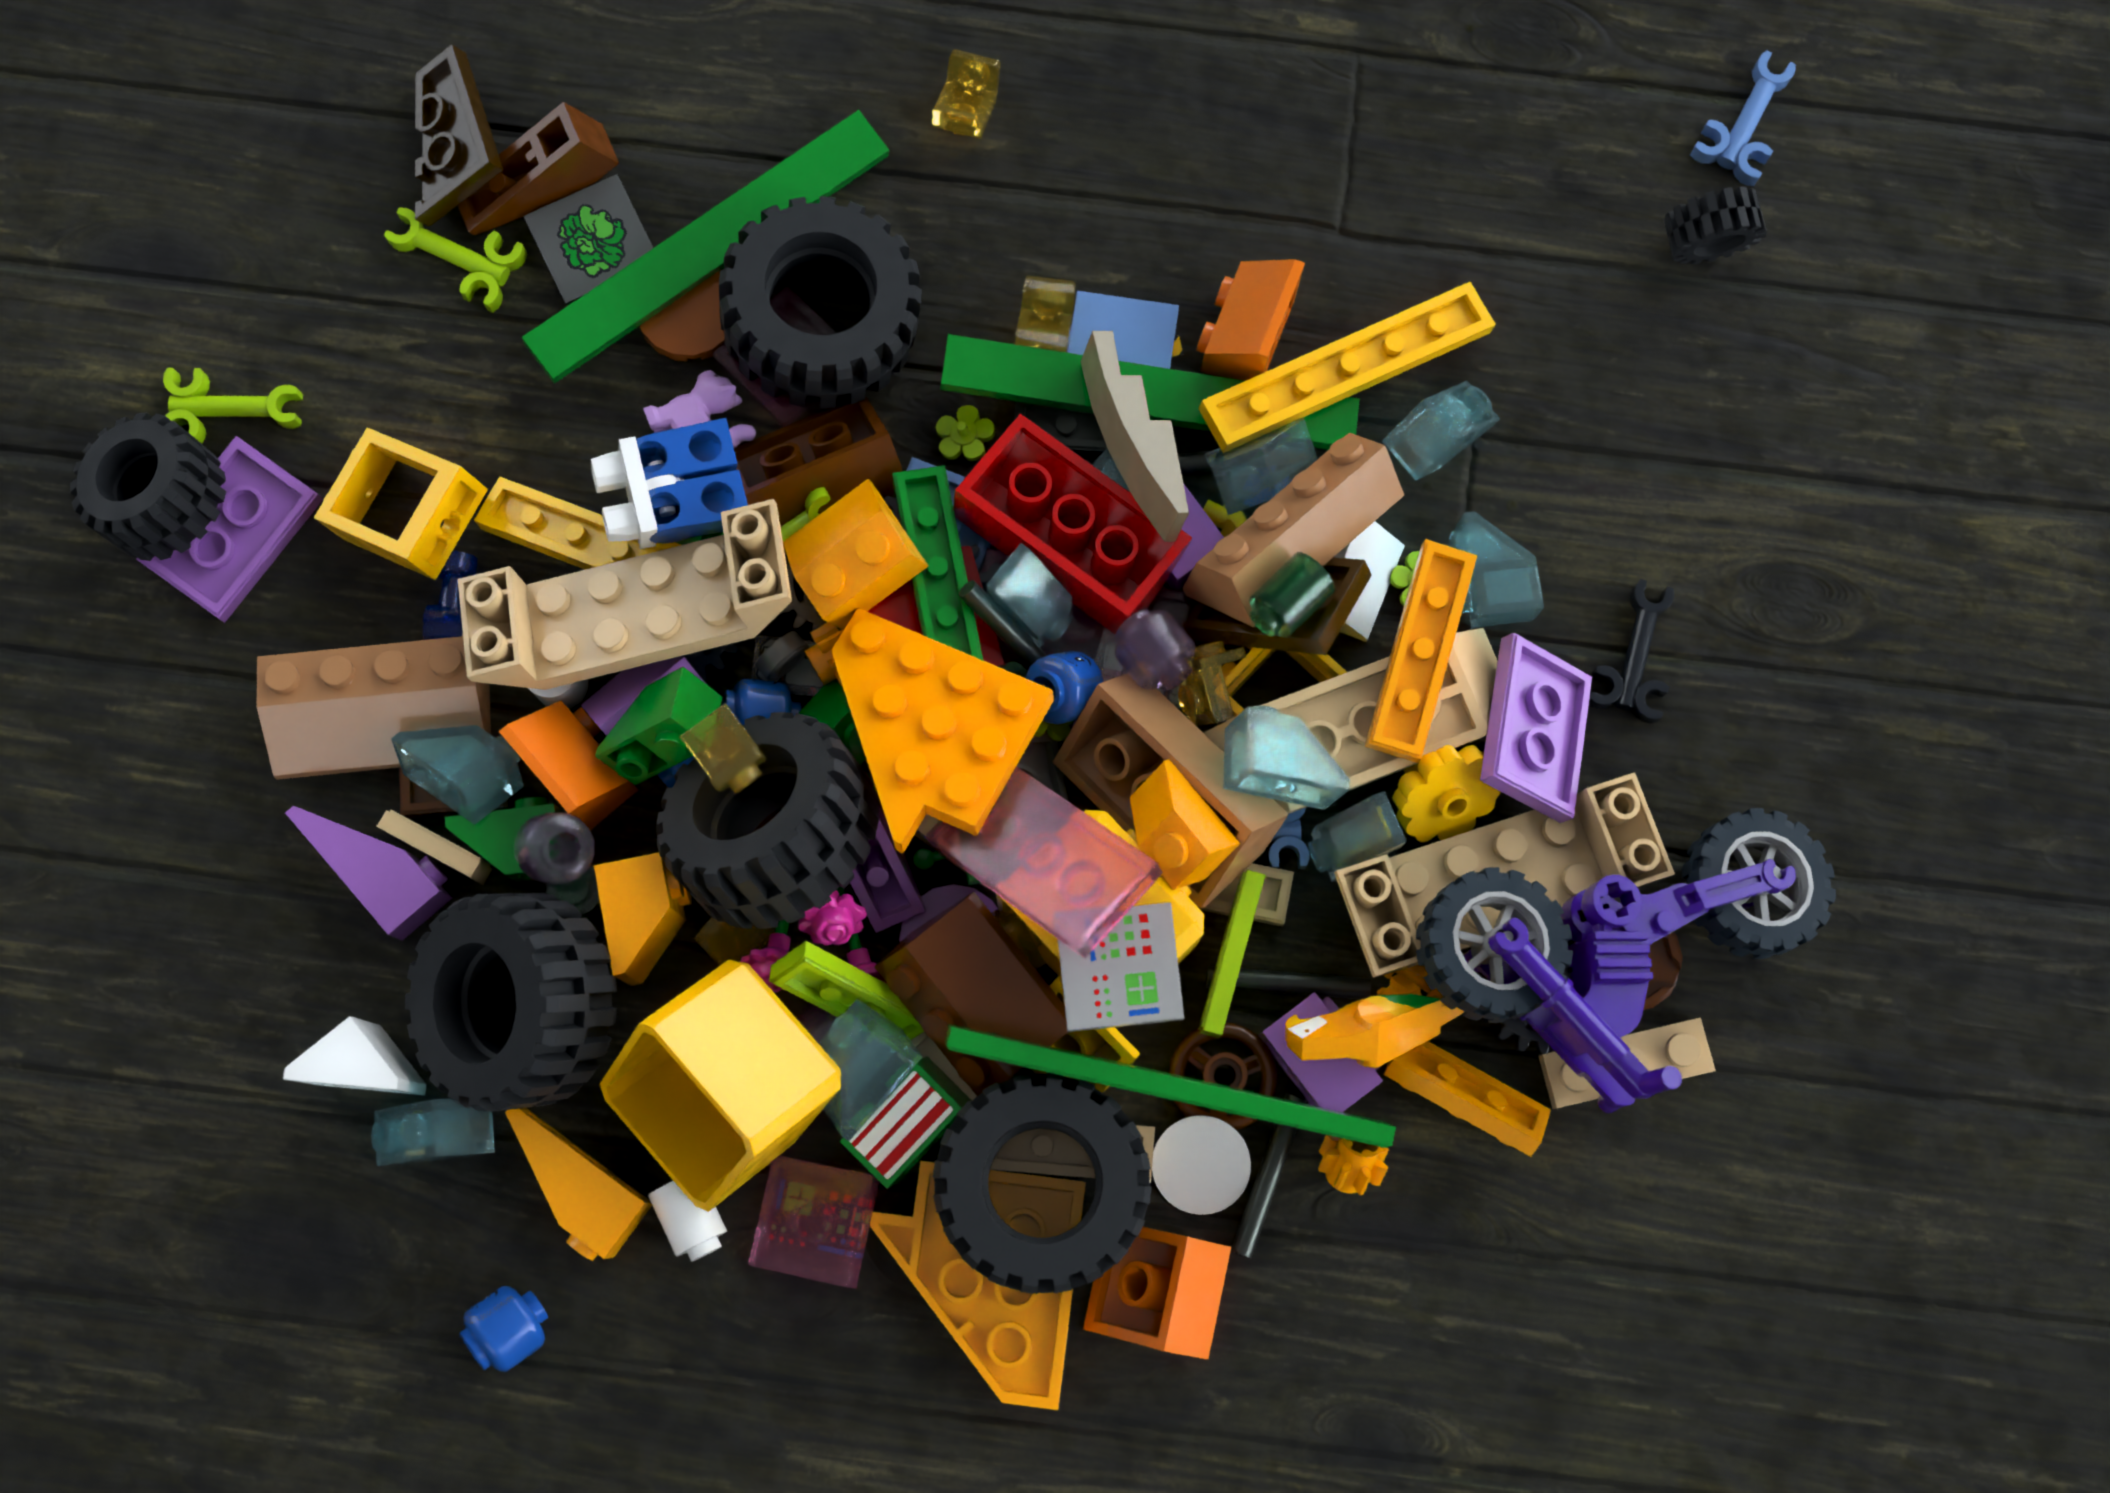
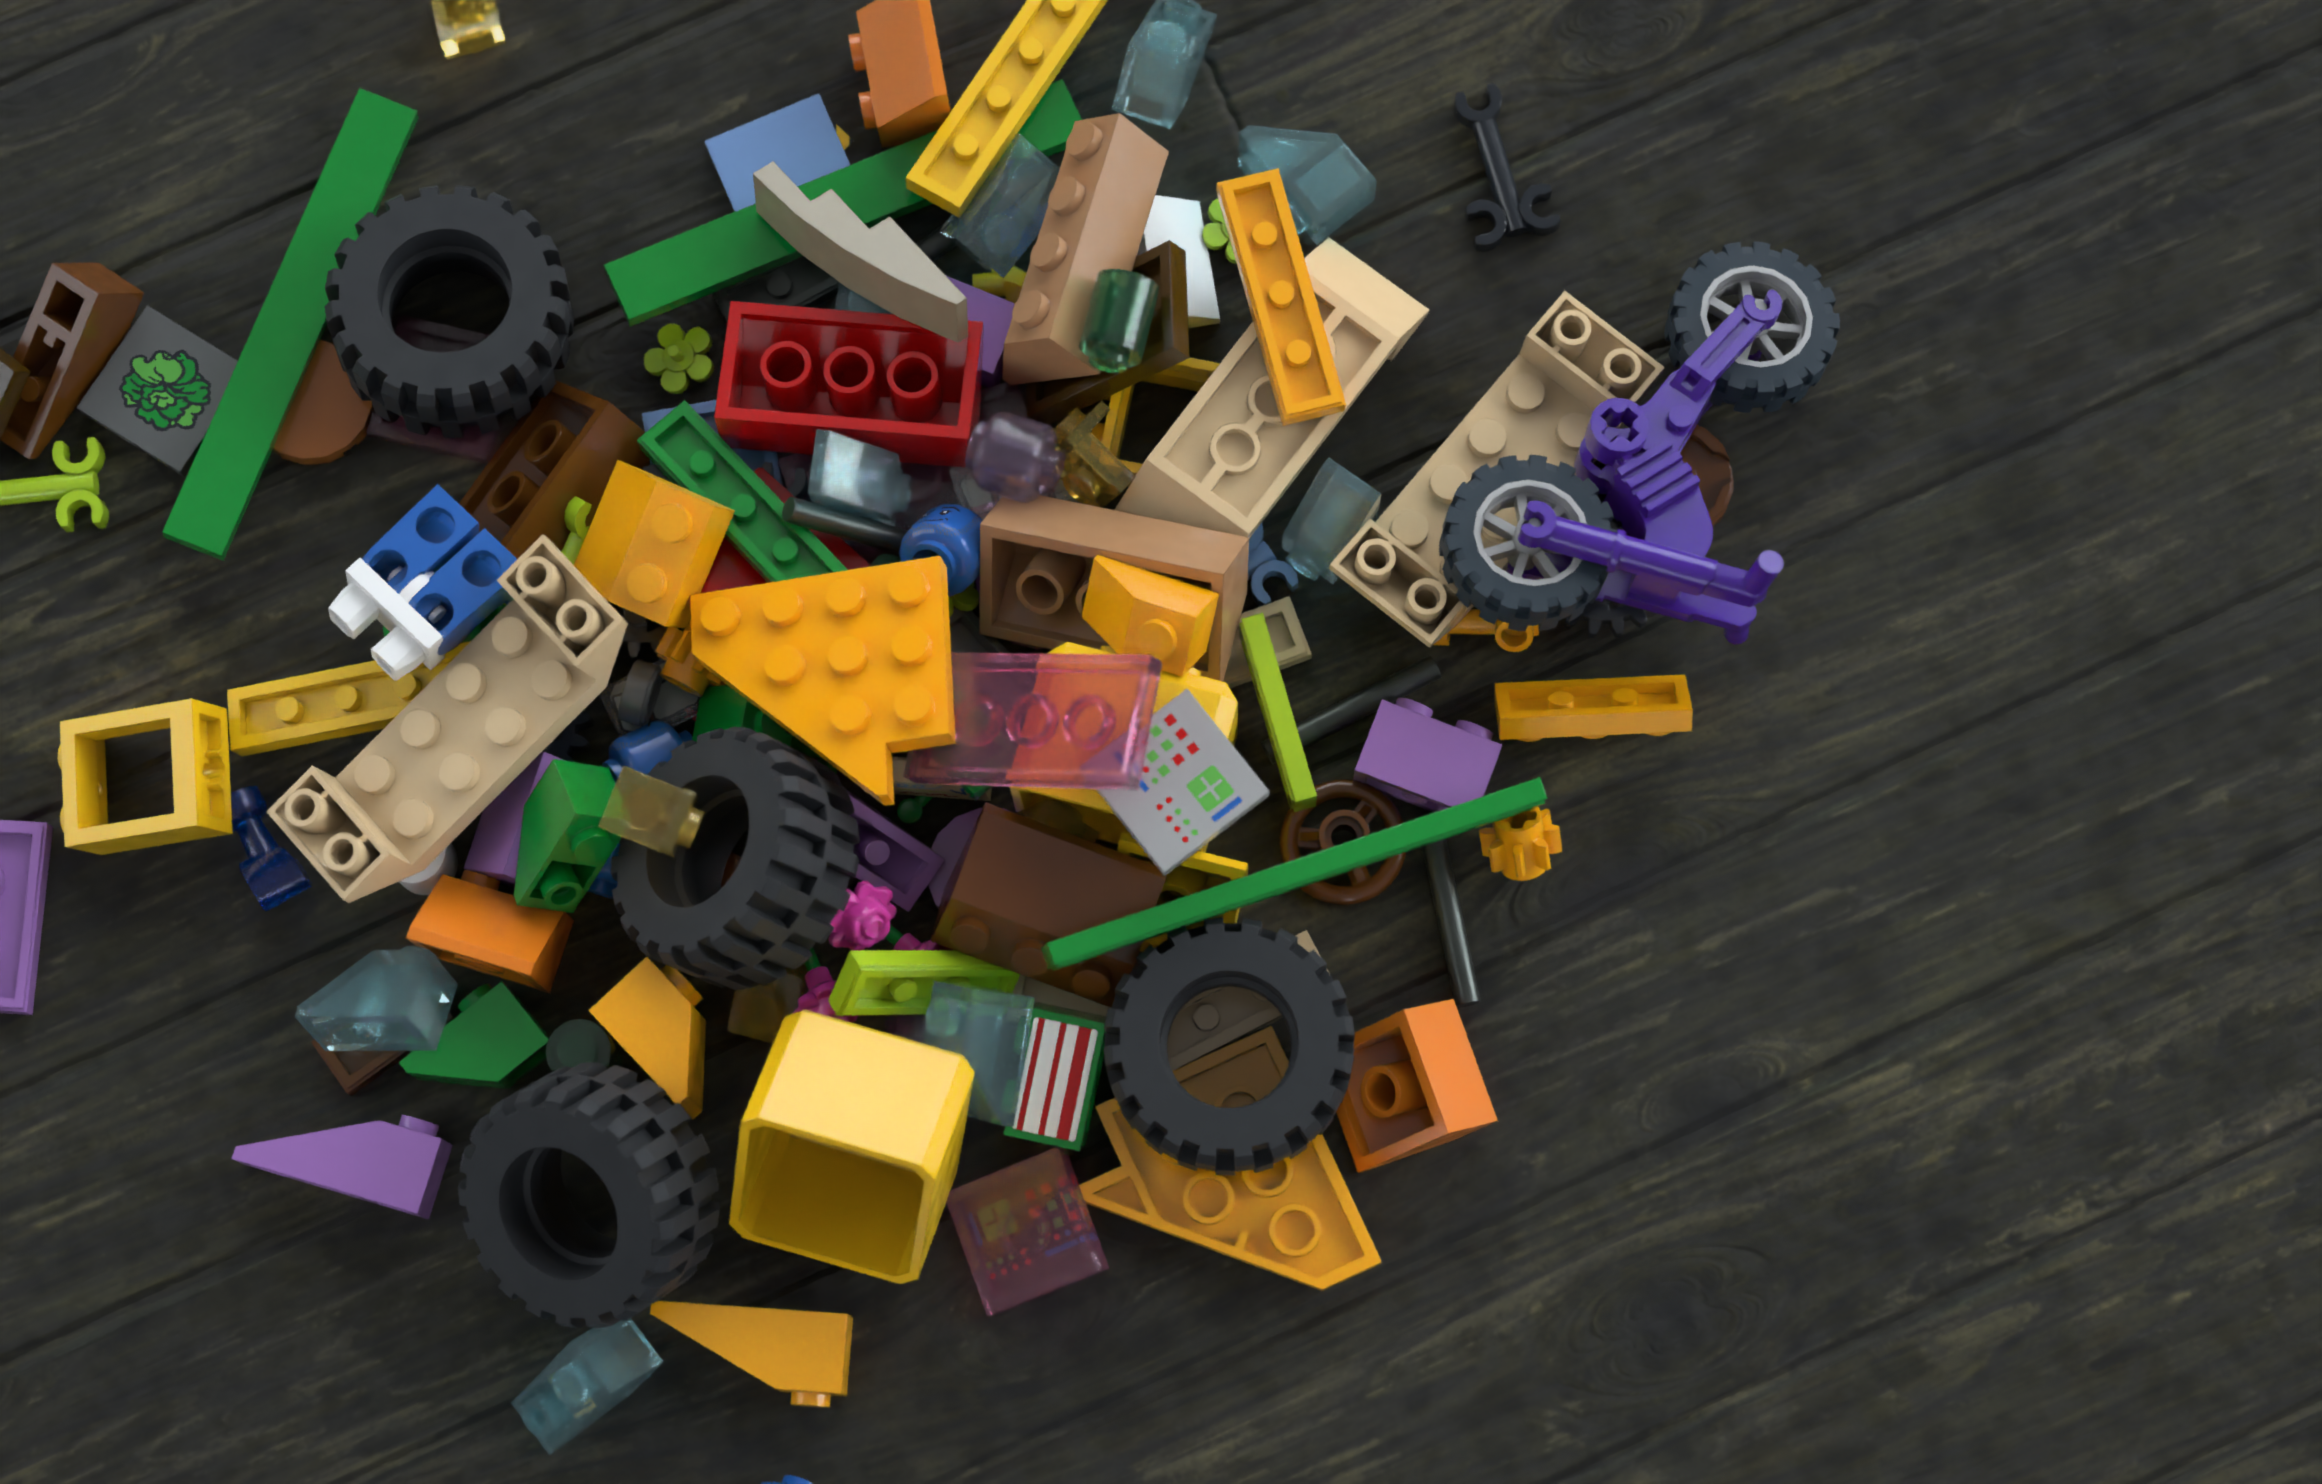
camera: 25 degrees left, 0 degrees up
(345, 704) = (228, 1009): medium nougat slope -> none
(356, 1057) = (466, 1359): white slope -> none
(435, 846) = (408, 1100): tan tile -> none
(571, 847) = (536, 1019): head -> none
(685, 1225) = (899, 1311): white brick -> none
(709, 396) = (384, 502): lavender animal -> none
(1046, 313) = (688, 184): clear yellow bracket -> none
(1201, 1165) = (1375, 940): white sticker -> none
(1280, 760) = (1208, 488): clear light blue slope -> none
(1371, 1028) = (1460, 697): light orange animal -> none
(1443, 794) = (1392, 423): yellow plant -> none
(1536, 728) = (1442, 305): medium lavender tile -> none
(1674, 1045) = (1772, 528): tan plate -> none

